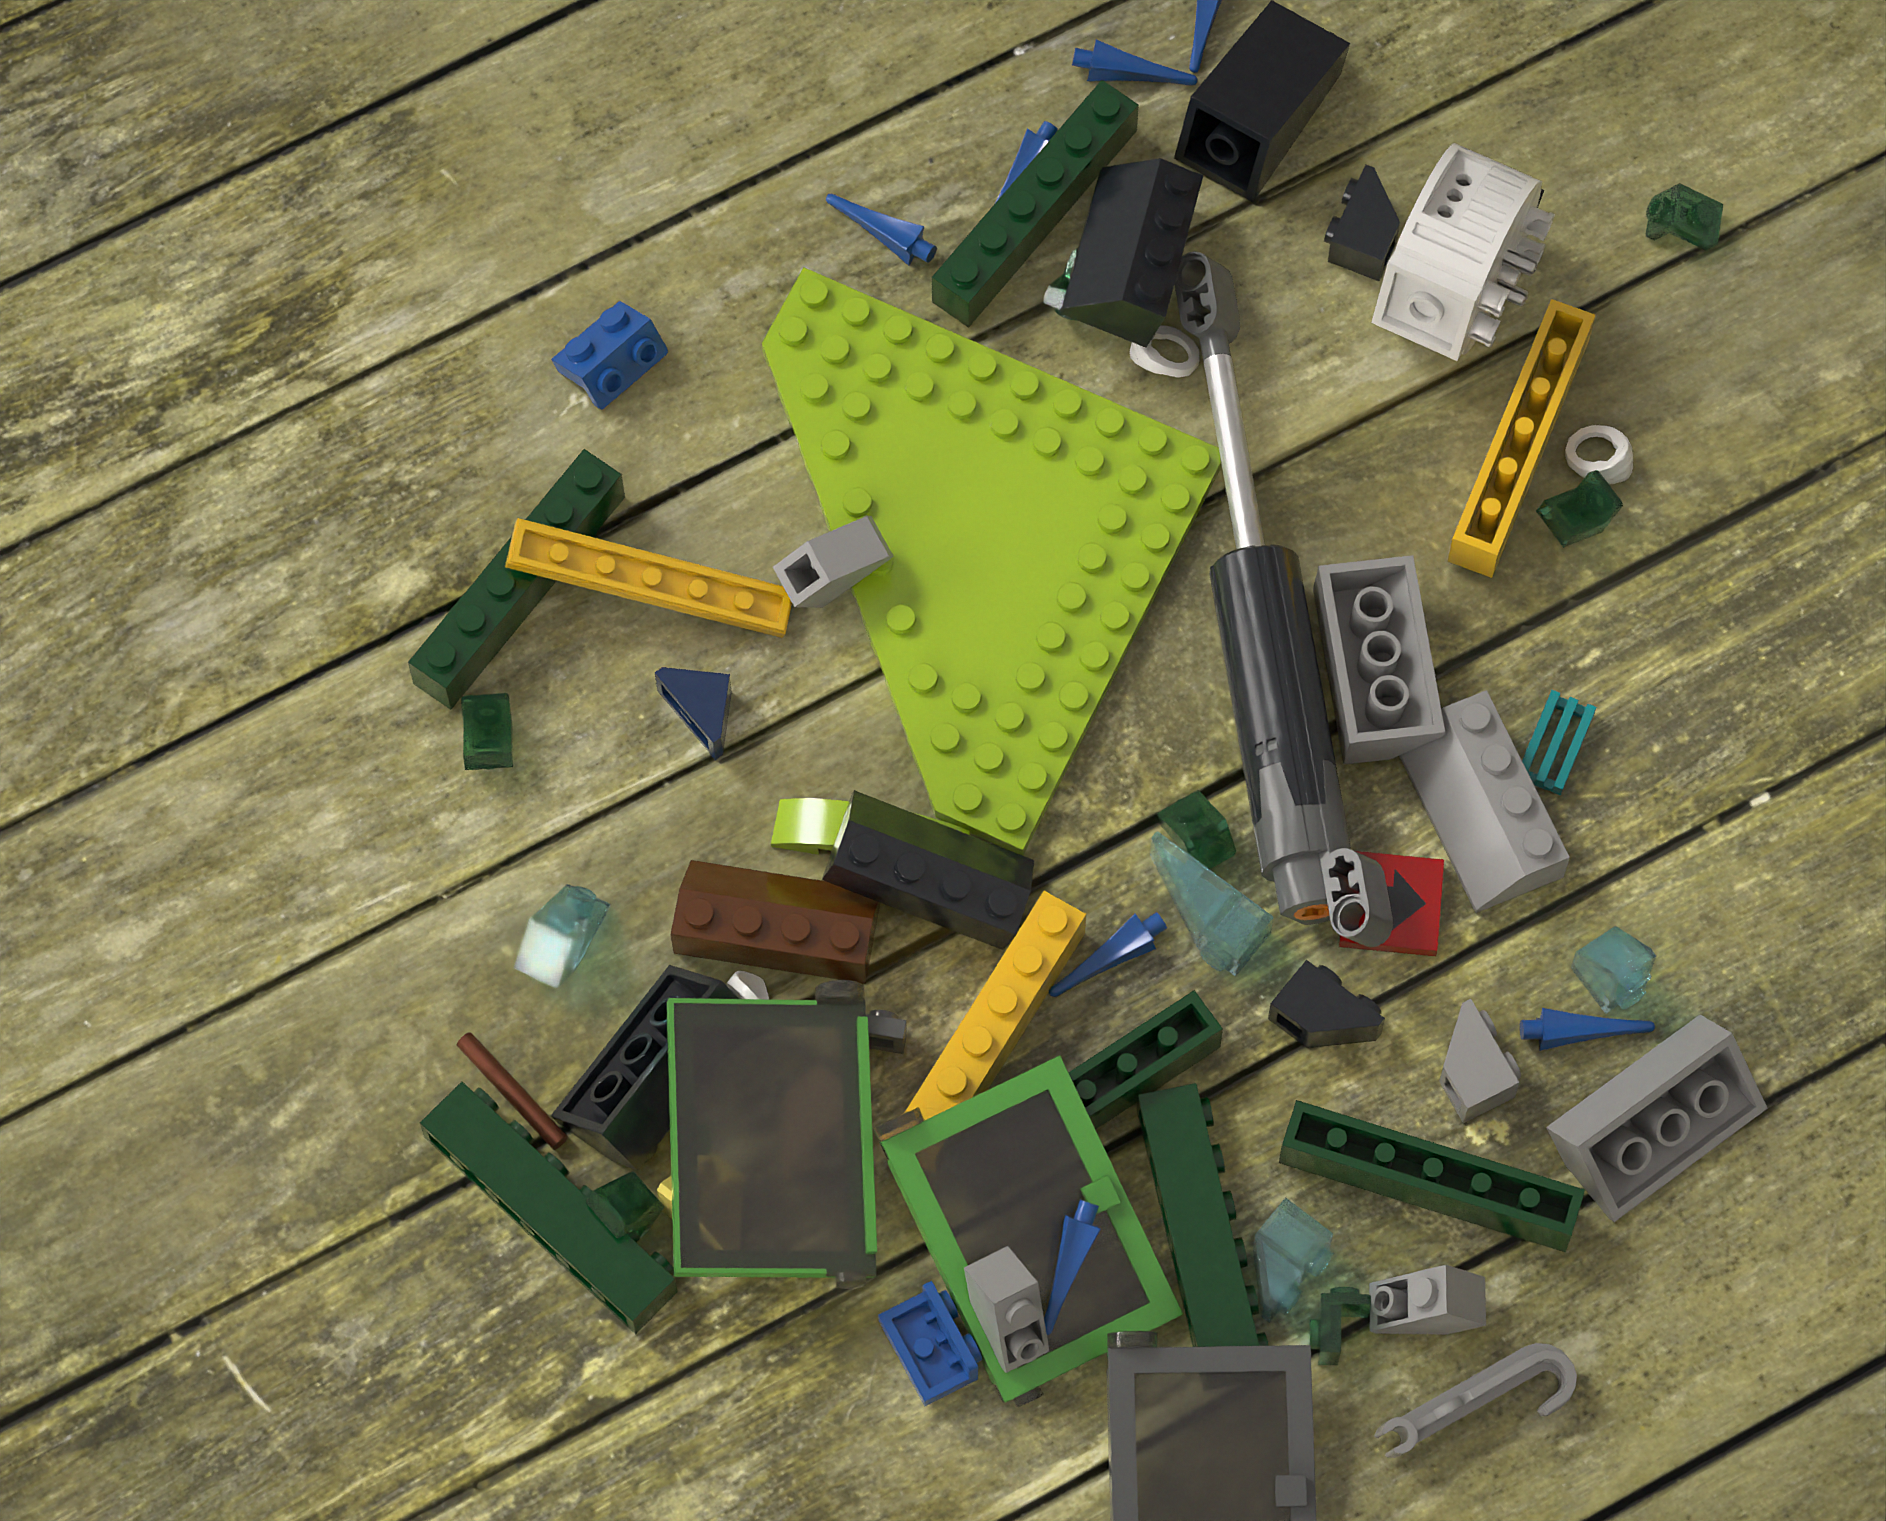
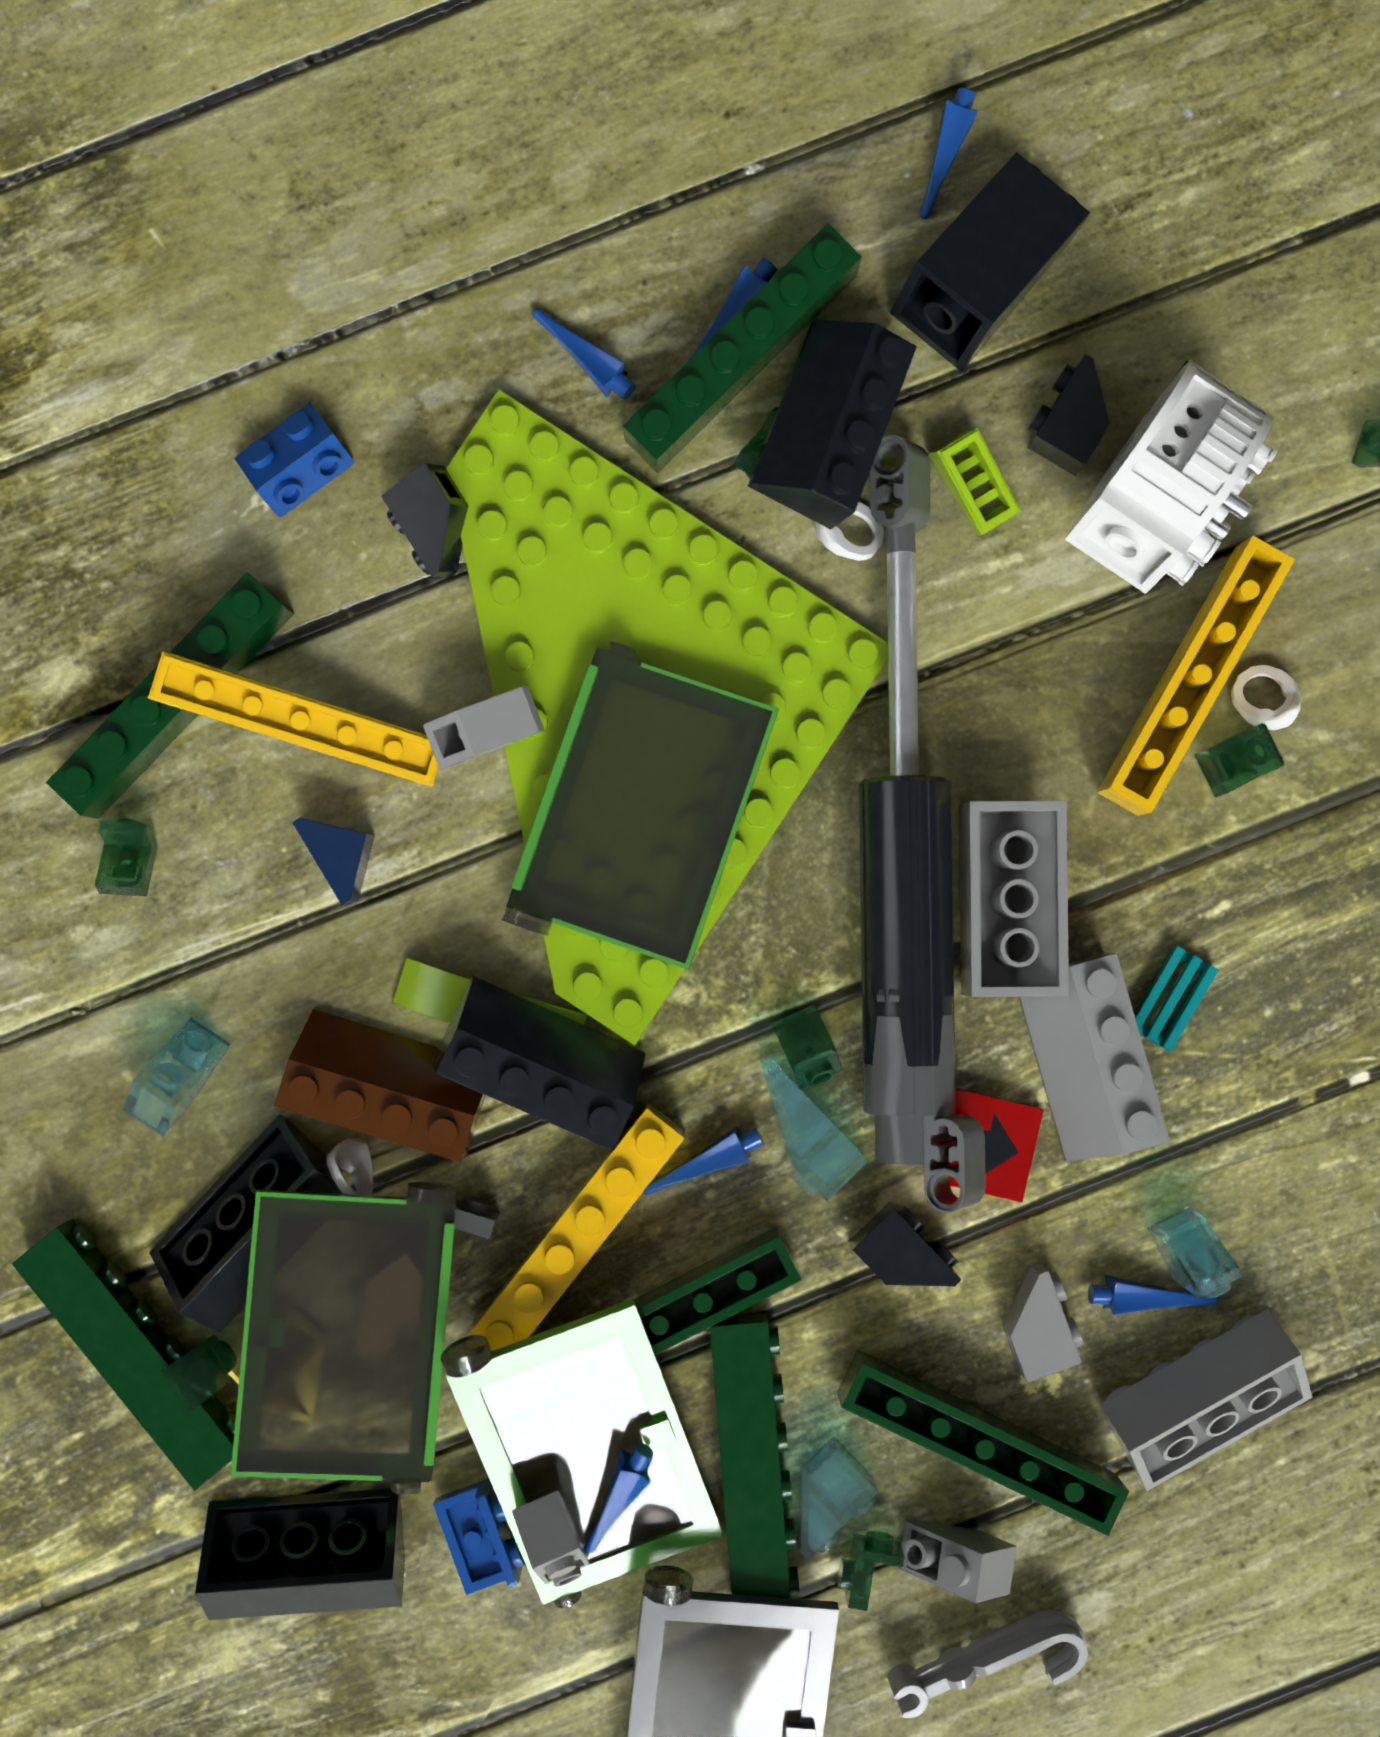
camera: 10 degrees right, 20 degrees up
(512, 1091) = (114, 1223): copper bar -> none
(750, 1387) = (302, 1554): none -> black slope
(755, 383) = (431, 516): none -> black slope
(996, 621) = (640, 808): none -> clear smoke door
(1113, 64) = (843, 200): blue piece -> none
(1258, 293) = (989, 472): none -> lime slope

